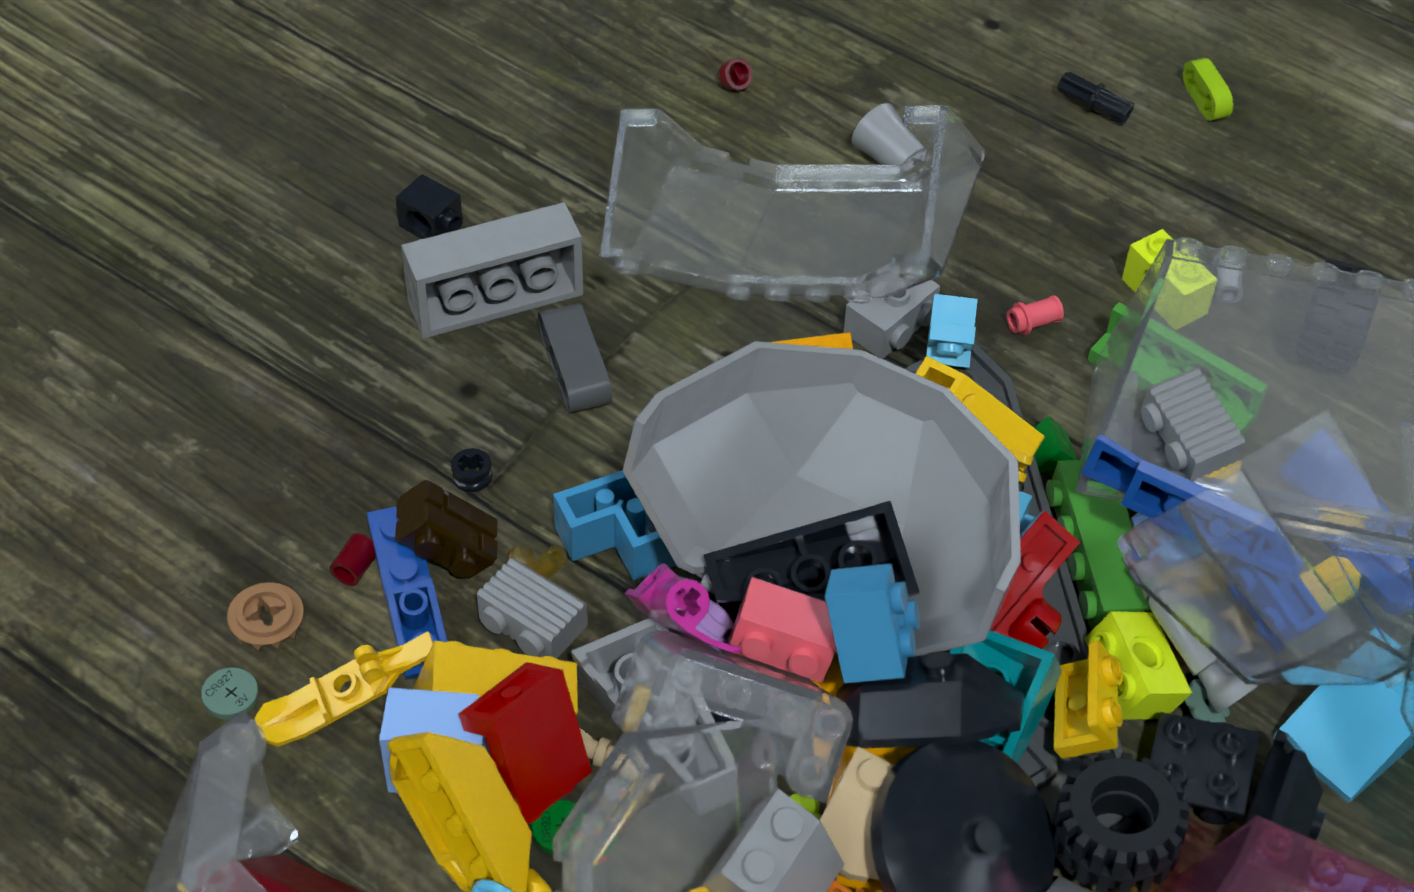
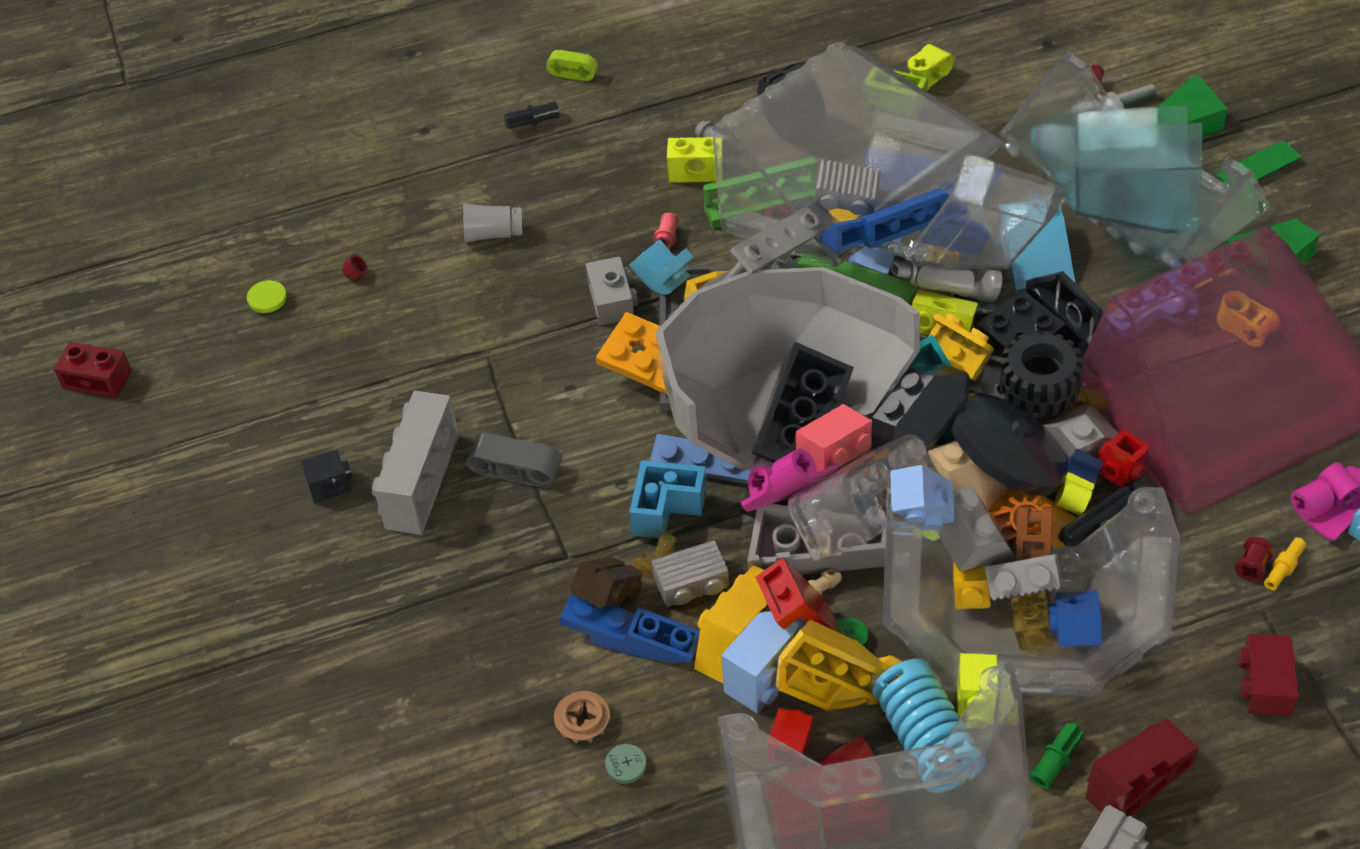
camera: 50 degrees left, 0 degrees up
(321, 701) = (672, 715): yellow piece -> none
(353, 559) = (576, 649): dark red hinge -> none
(360, 839) = (793, 729): none -> red brick
(471, 480) = (562, 556): black bush -> none
(636, 30) = (266, 296): none -> lime piece
(730, 760) = (922, 496): none -> light blue brick
(786, 228) = (534, 278): clear windscreen -> none
(871, 622) = (873, 391): dark azure brick -> none
(1028, 407) = (773, 245): none -> light grey fence

